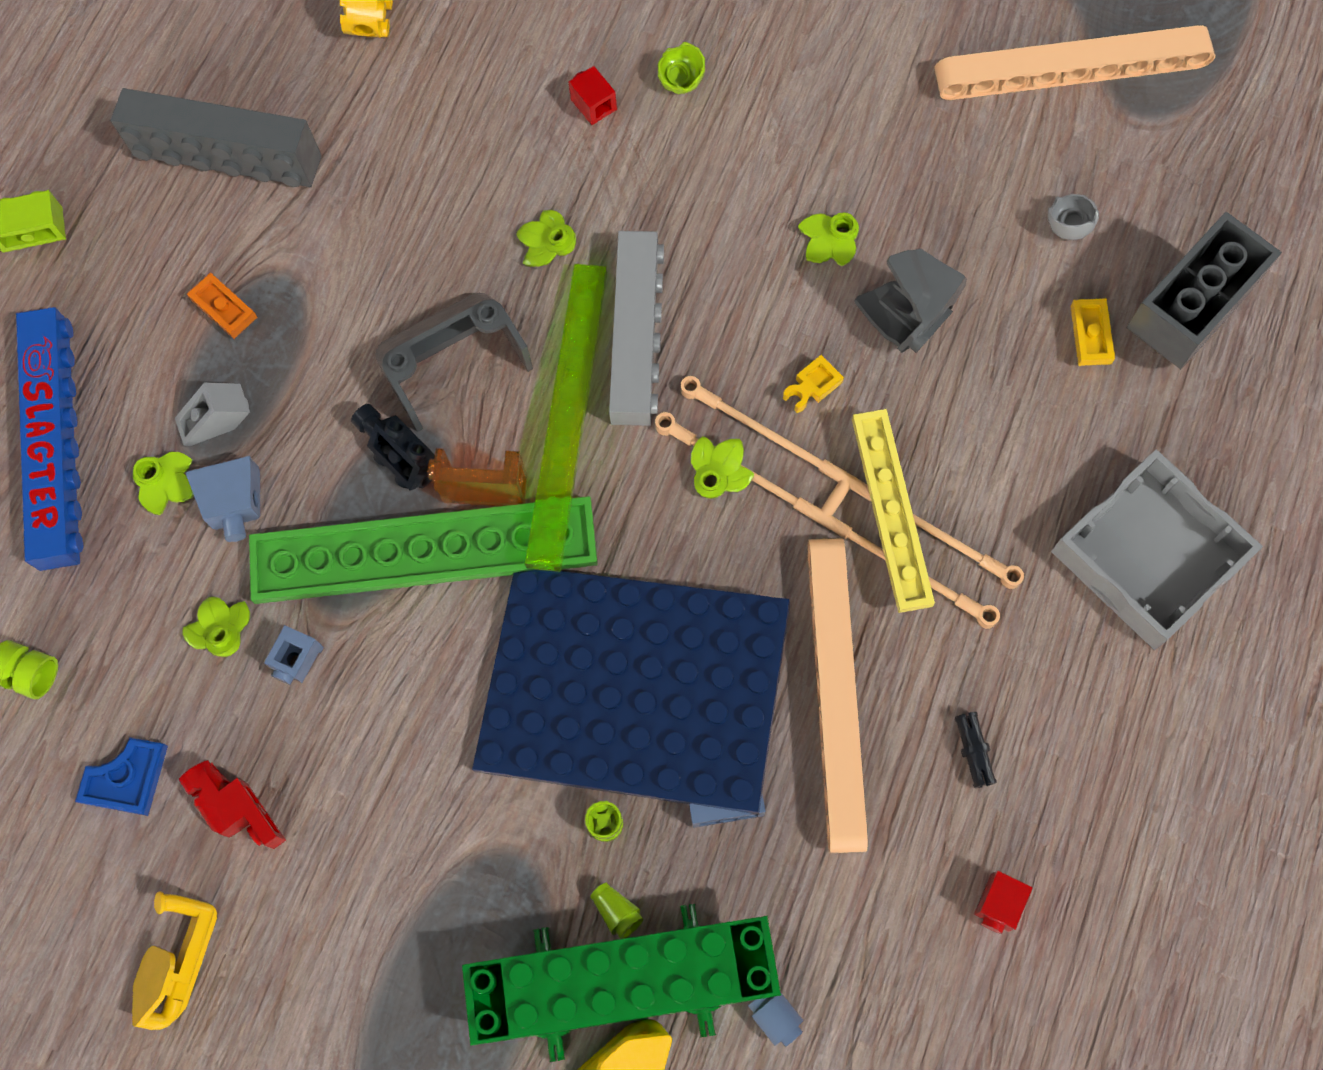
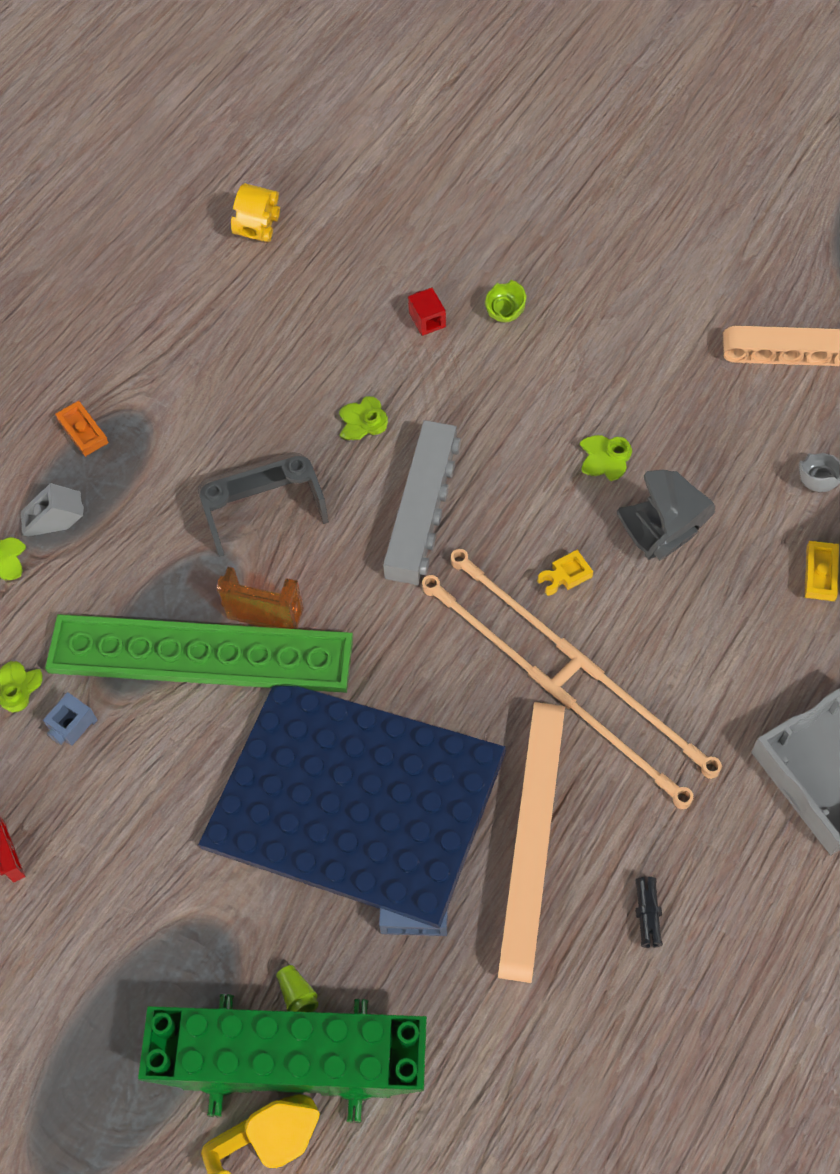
camera: 10 degrees right, 10 degrees down
(217, 137) = (110, 296): dark grey brick -> none
(228, 495) = (48, 579): sand blue torso -> none
(395, 447) = (195, 563): black brick -> none
(566, 419) = (345, 567): clear neon green plate -> none
(599, 817) = (298, 906): lime wheel -> none
(723, 463) = (472, 624): lime plate -> none
(777, 1019) = (418, 1116): sand blue brick -> none
(893, 511) = (613, 691): light yellow plate -> none
(1002, 902) = (646, 1052): red brick -> none

